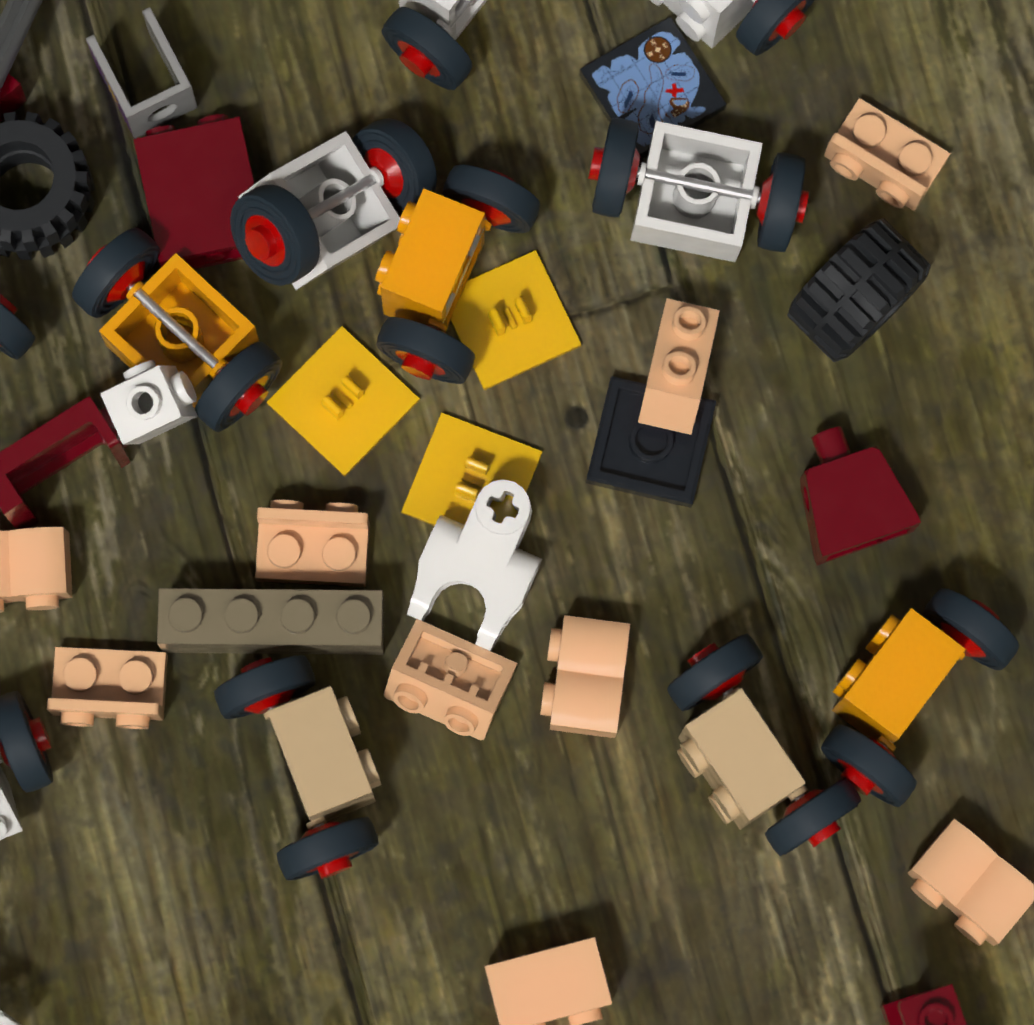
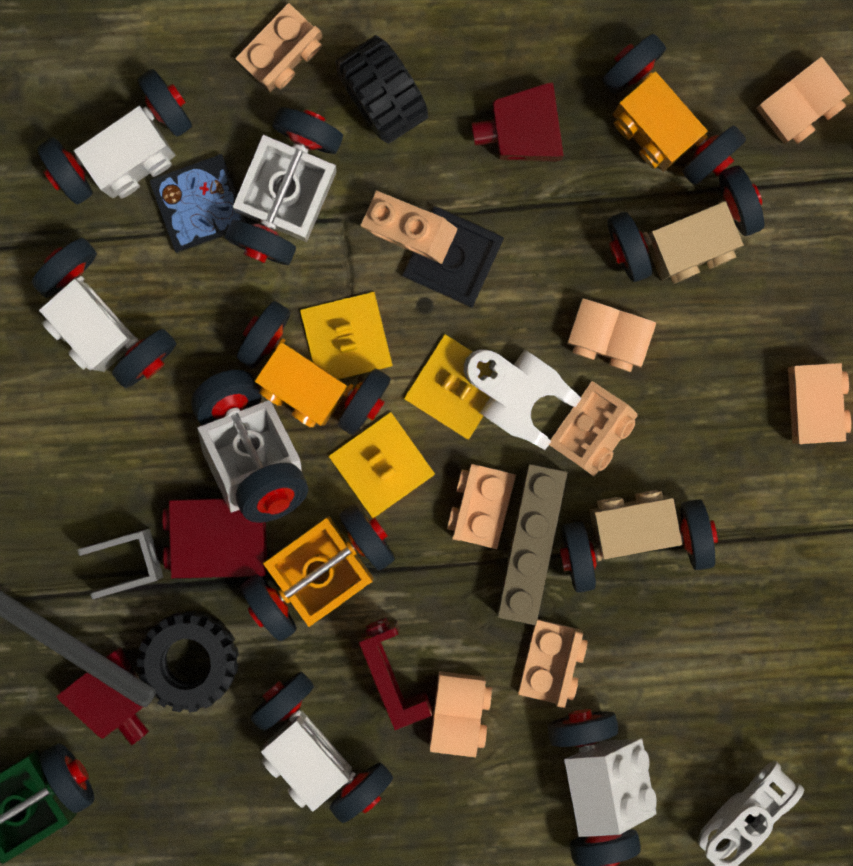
camera: 75 degrees left, 10 degrees up
(150, 402) = (370, 601): white brick -> none

